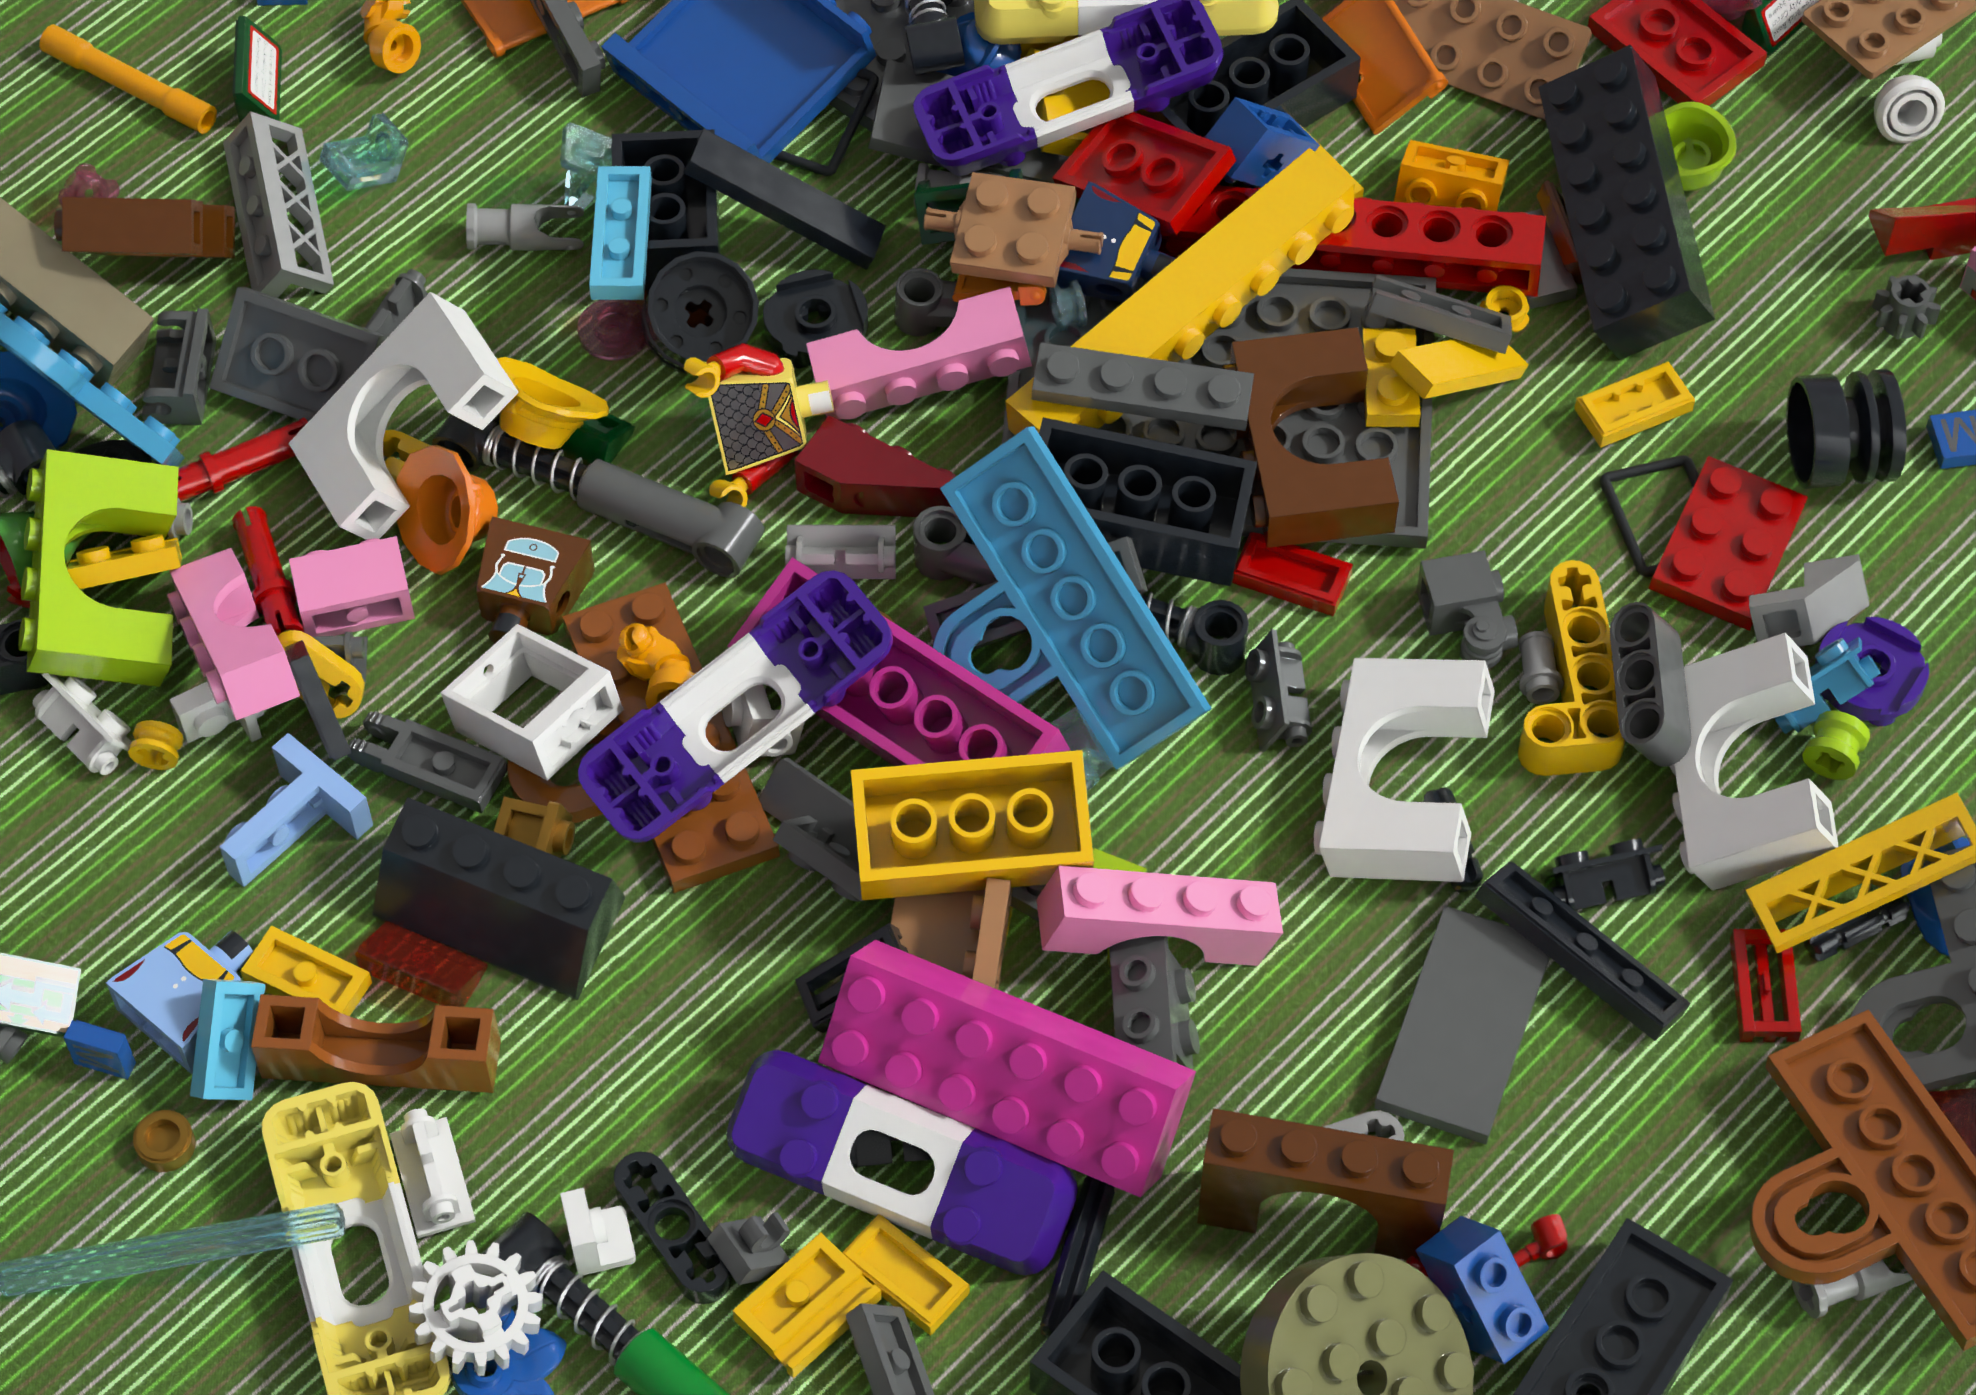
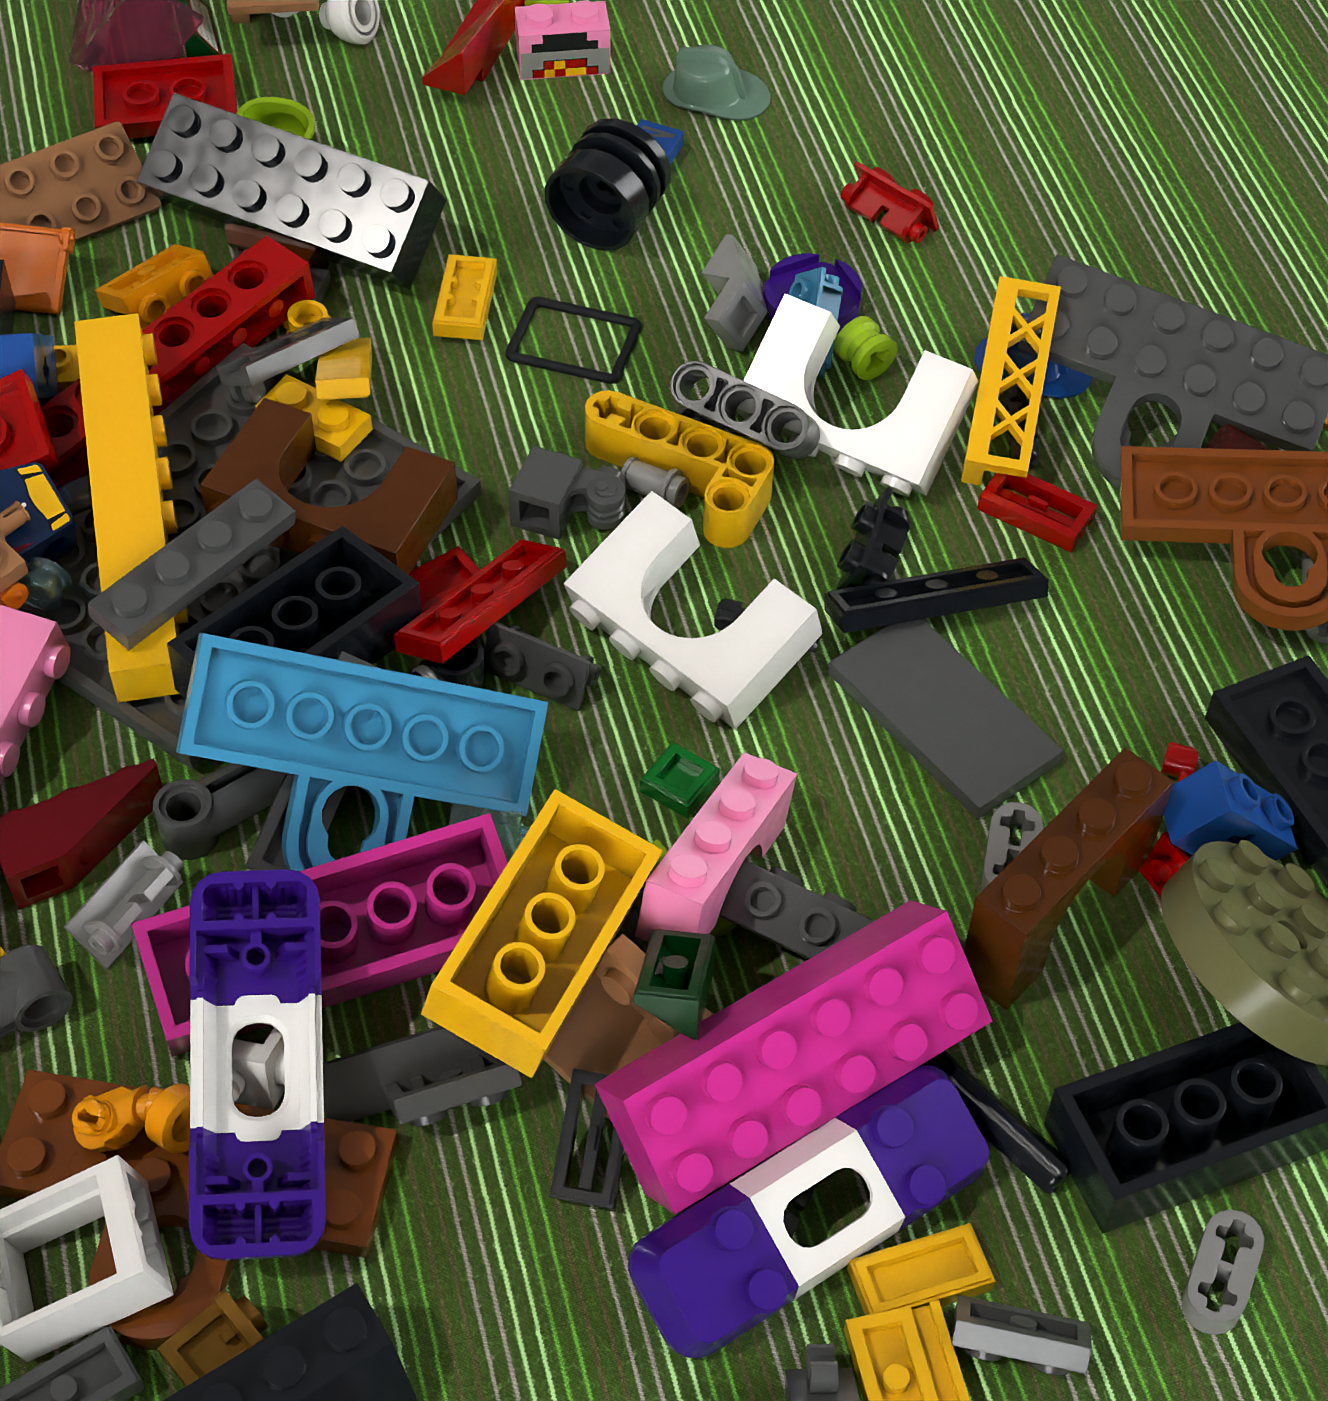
camera: 60 degrees left, 5 degrees down
(994, 942) = (677, 979): none -> dark green slope
(1242, 856) = (679, 780): none -> green tile
(1293, 610) = (480, 601): none -> red tile
(1727, 542) = (633, 314): red plate -> none
(1906, 306) = (521, 106): dark grey gear -> none

